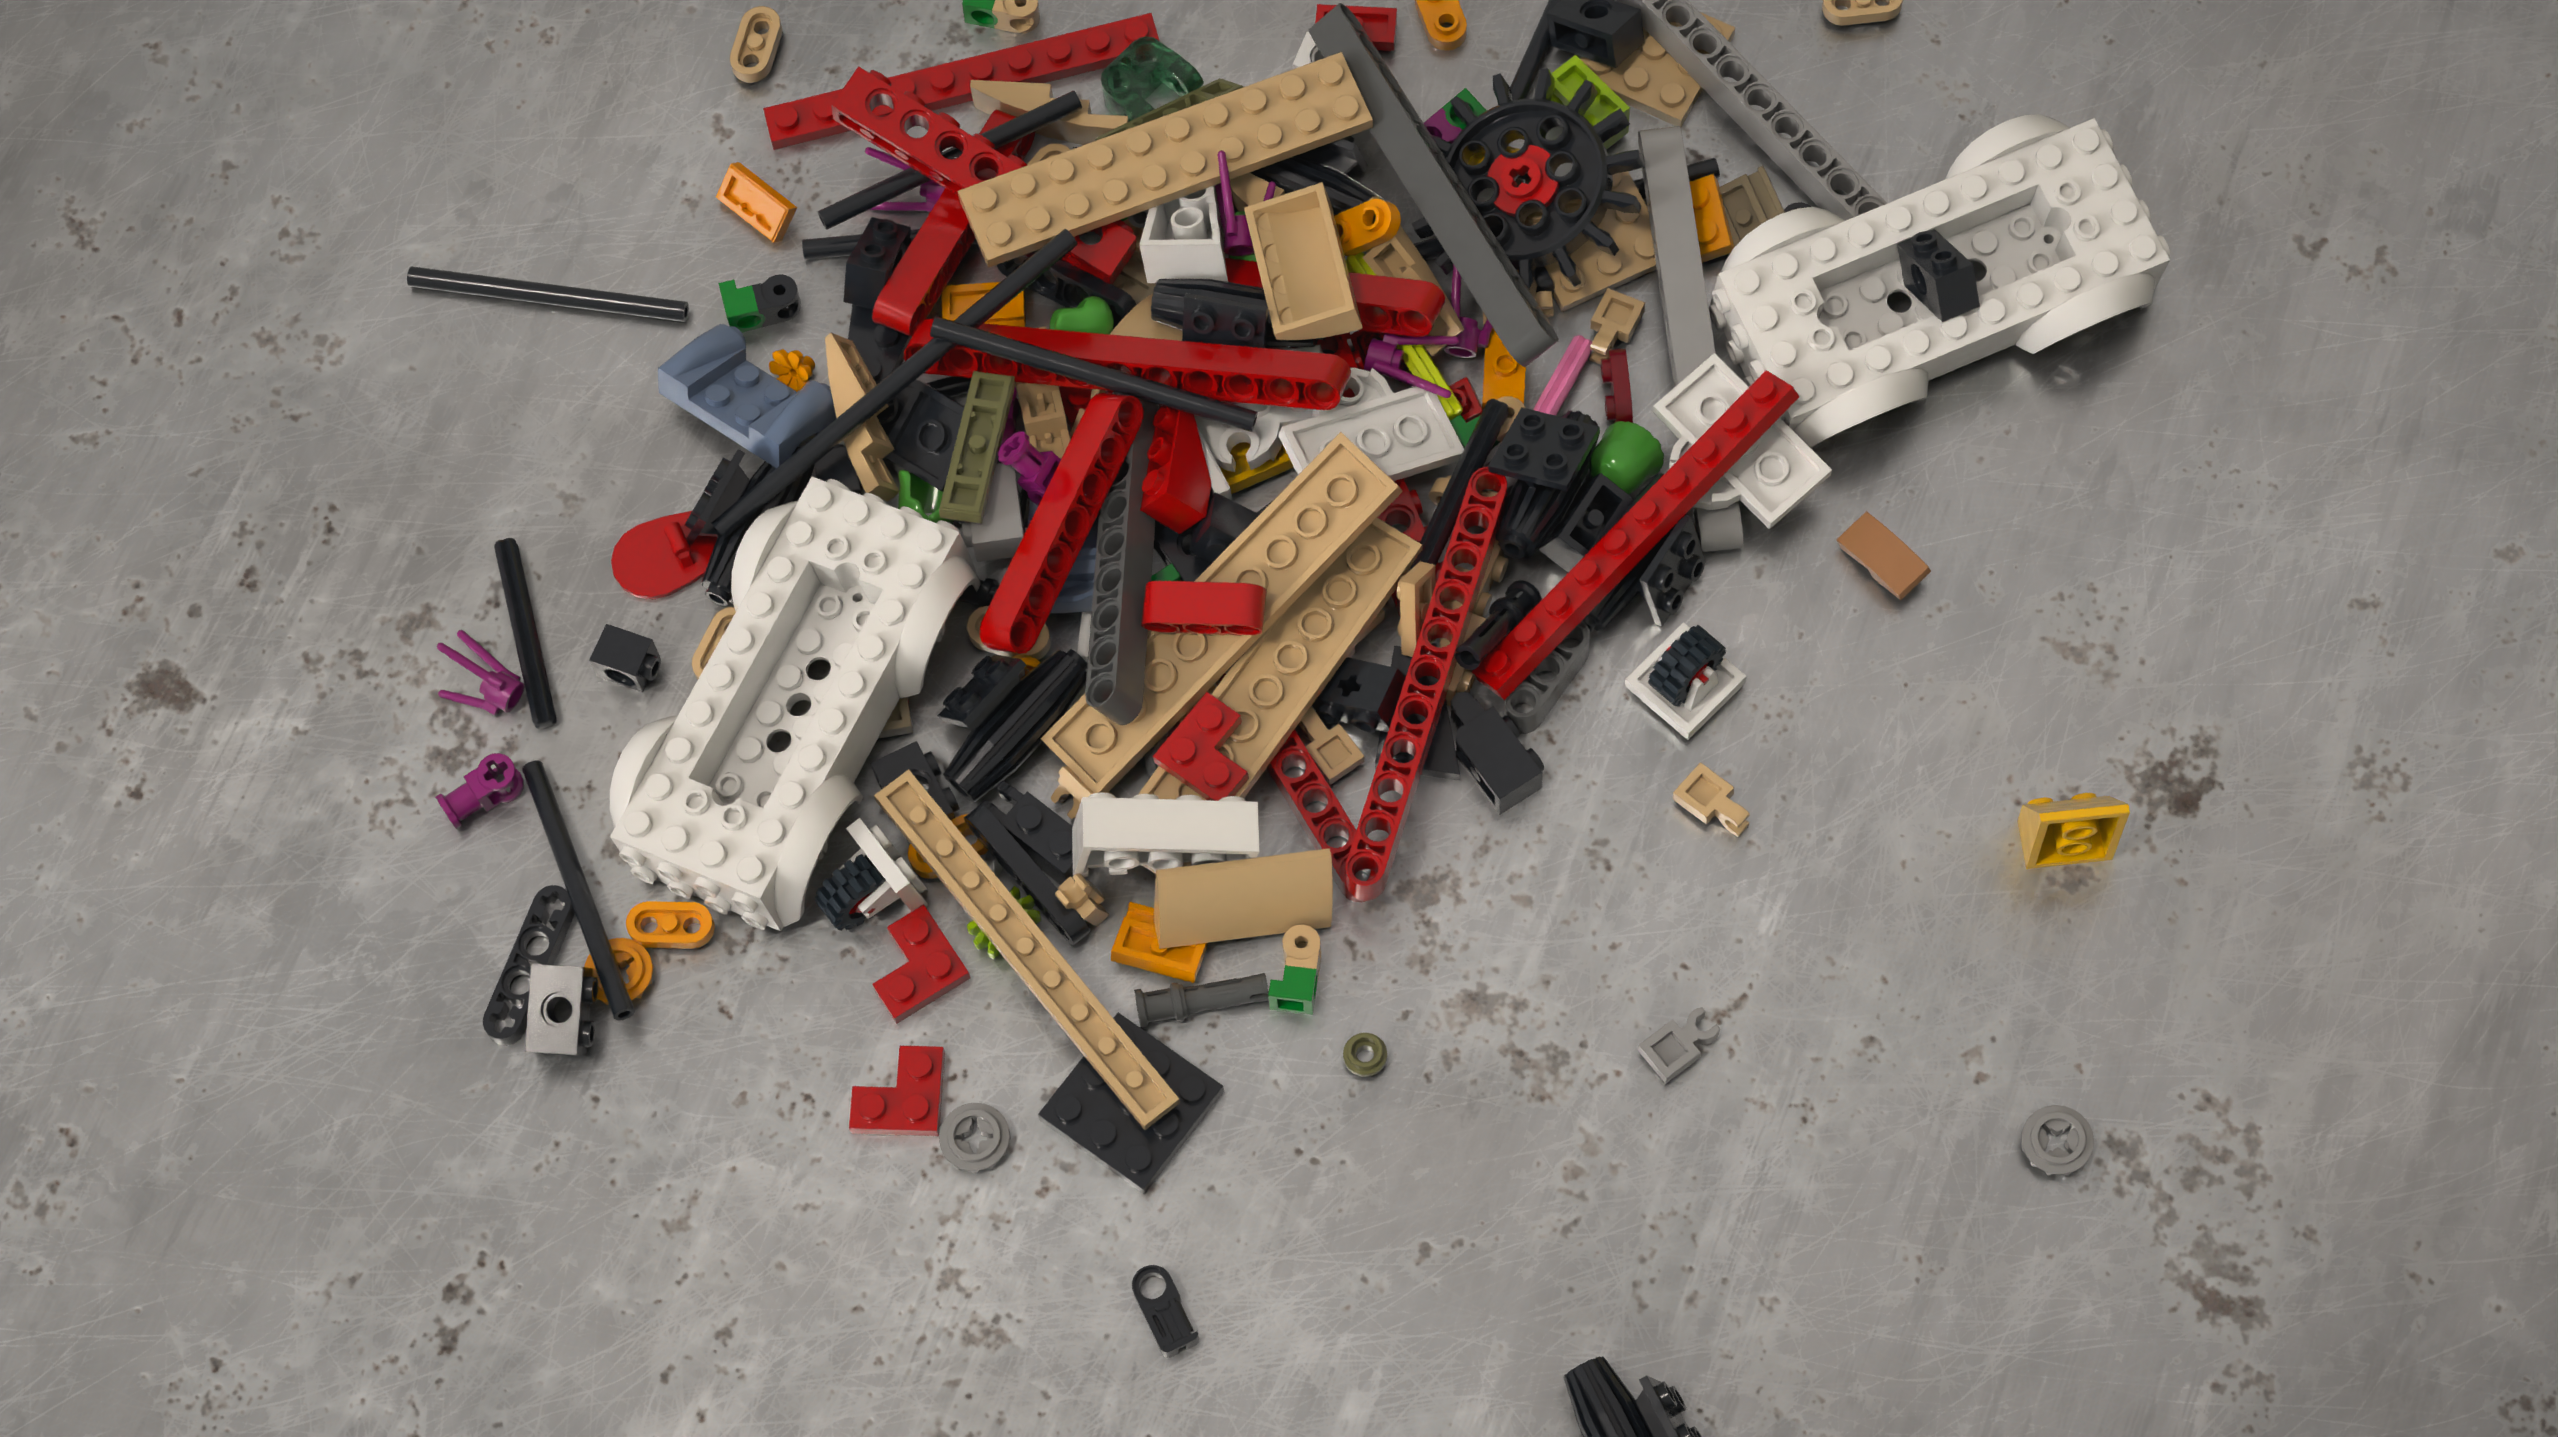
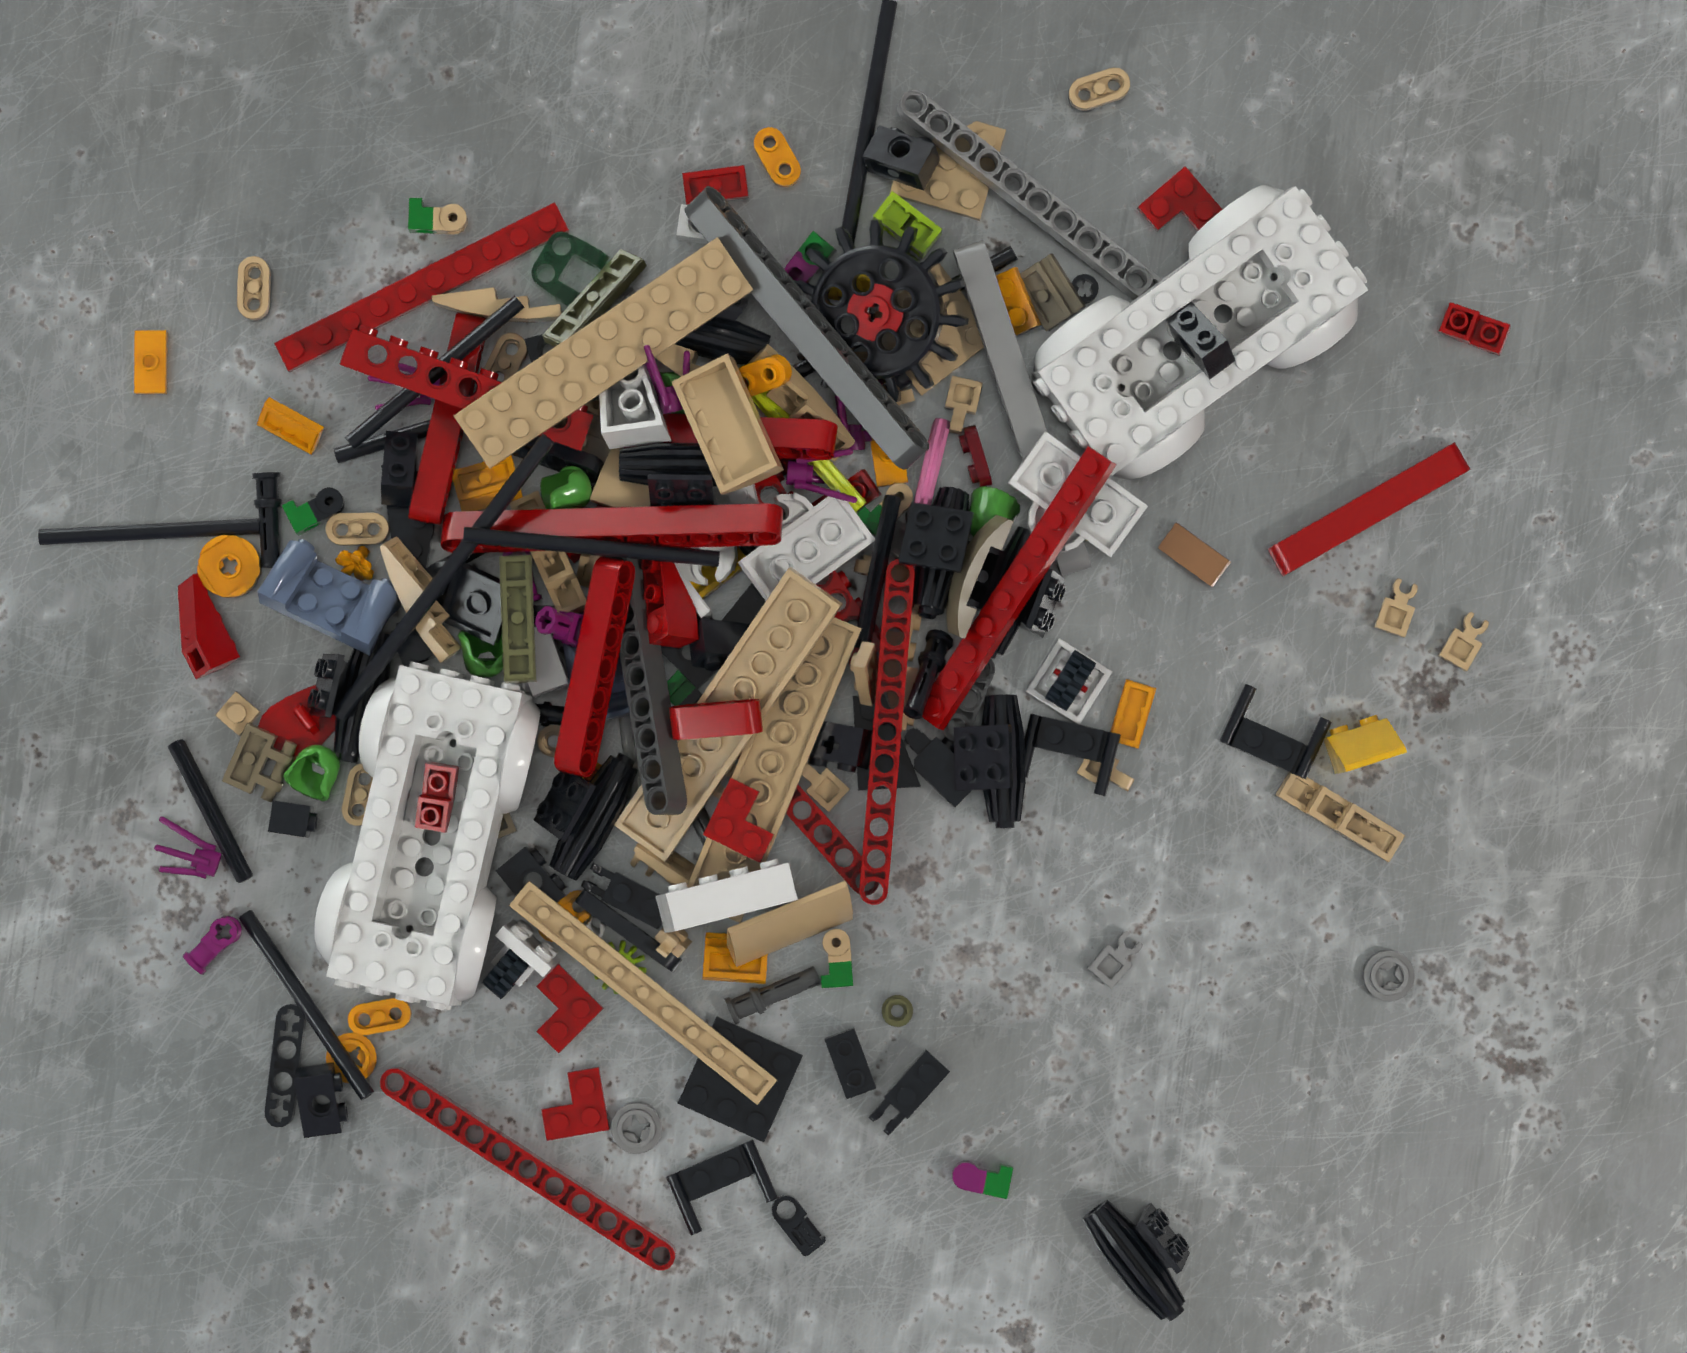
camera: 20 degrees left, 20 degrees up
(578, 418) = (203, 634): none -> red slope
(594, 524) = (237, 713): none -> tan plate
(595, 574) = (250, 758): none -> dark tan plate
(606, 106) = (150, 361): none -> light orange plate
(612, 342) = (211, 563): none -> light orange plate
(653, 605) = (308, 782): none -> bright green hair
(702, 289) = (268, 504): none -> black pin
(809, 332) = (358, 529): none -> tan plate
(819, 651) = (437, 797): none -> red slope
(825, 1175) = (512, 1164): none -> red beam
(1068, 1220) = (715, 1174): none -> black plate
(1285, 1105) = (850, 1063): none -> black brick
(1362, 1155) = (911, 1089): none -> black hinge
(1435, 1300) = (983, 1181): none -> leg
(1556, 544) = (958, 614): none -> dark tan slope
(1567, 743) = (994, 759): none -> black plate
(1674, 751) = (1073, 741): none -> black plate
(1762, 736) = (1132, 712): none -> light orange plate
(1931, 141) = (1177, 195): none -> red plate
(1945, 807) = (1269, 744): none -> black plate
(2025, 918) = (1341, 816): none -> tan slope
(2127, 542) = (1368, 509): none -> red beam
(2144, 676) = (1395, 613): none -> tan plate
(2228, 733) = (1461, 646): none -> tan plate
(2300, 356) = (1474, 329): none -> red slope

